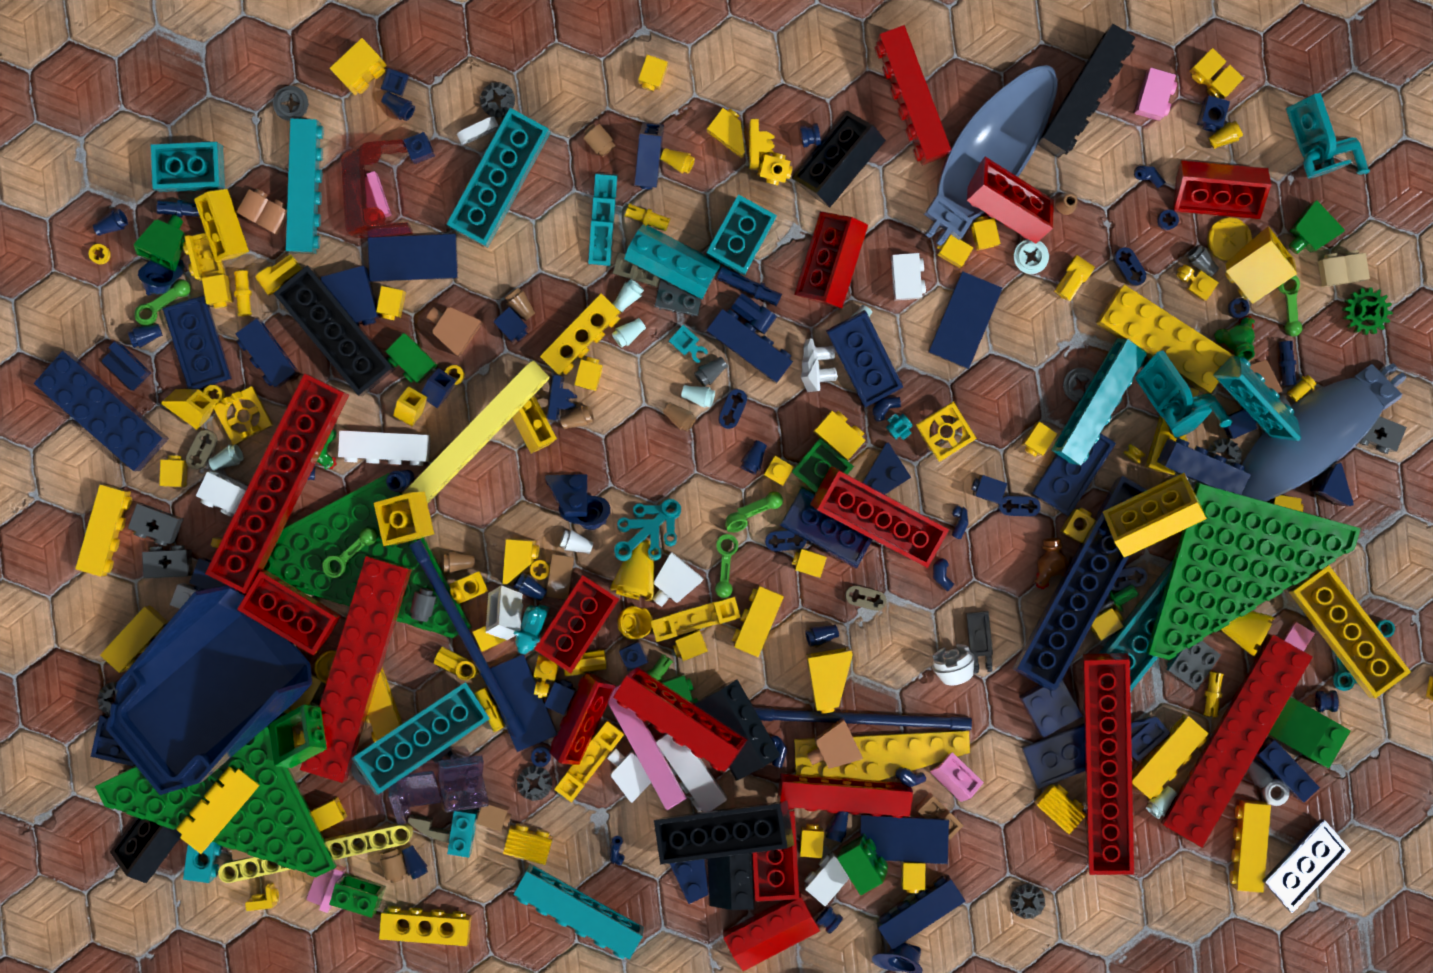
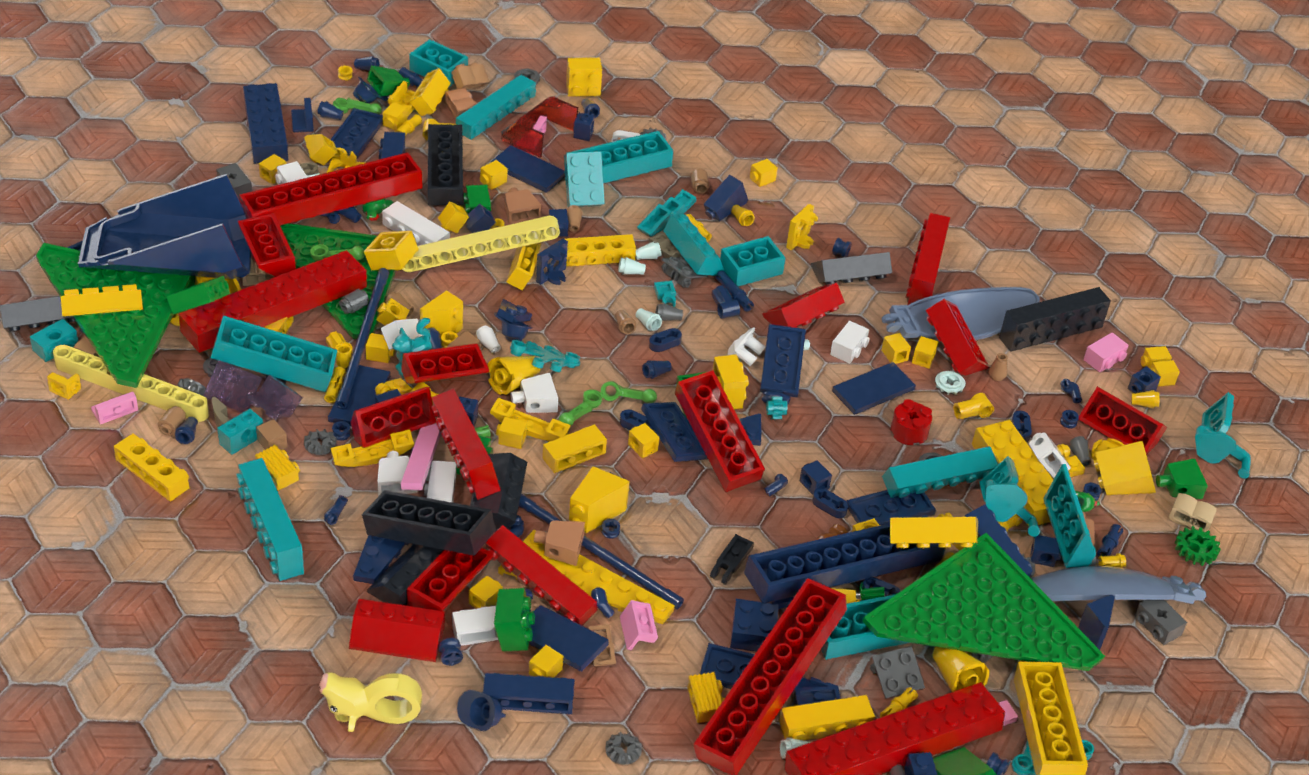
camera: 35 degrees right, 45 degrees down
(103, 530) = (197, 168): yellow brick -> none
(241, 165) = (470, 76): none -> medium nougat brick
(329, 814) = (164, 368): yellow brick -> none
(351, 897) = (130, 409): green window -> none
(354, 293) = (474, 157): dark blue slope -> none
(385, 816) = (192, 386): none -> dark grey gear
(395, 82) = (600, 100): dark blue tile -> none
(497, 255) = (584, 179): none -> brick
(578, 417) = (557, 285): medium nougat cone -> none
(589, 374) = (584, 270): yellow brick -> none
(634, 622) = (485, 395): yellow hair -> none
(728, 131) = (782, 216): yellow slope -> none
(749, 345) = (707, 315): dark blue brick -> none
(767, 165) = (803, 245): yellow brick -> none
(778, 470) = (666, 380): yellow brick -> none
(857, 678) = (610, 523): none -> dark blue bush
(867, 592) = (667, 484): dark tan beam -> none
(924, 428) = (812, 415): yellow piece -> none
(939, 574) = (737, 501): dark blue arm -> none
(954, 665) = (699, 552): white cone -> none
(1025, 360) = (911, 422): none -> red brick
(1039, 439) = (873, 471): yellow brick -> none
(1179, 298) = (1043, 447): none -> white torso
(1293, 326) = (1130, 527): bright green piece -> none

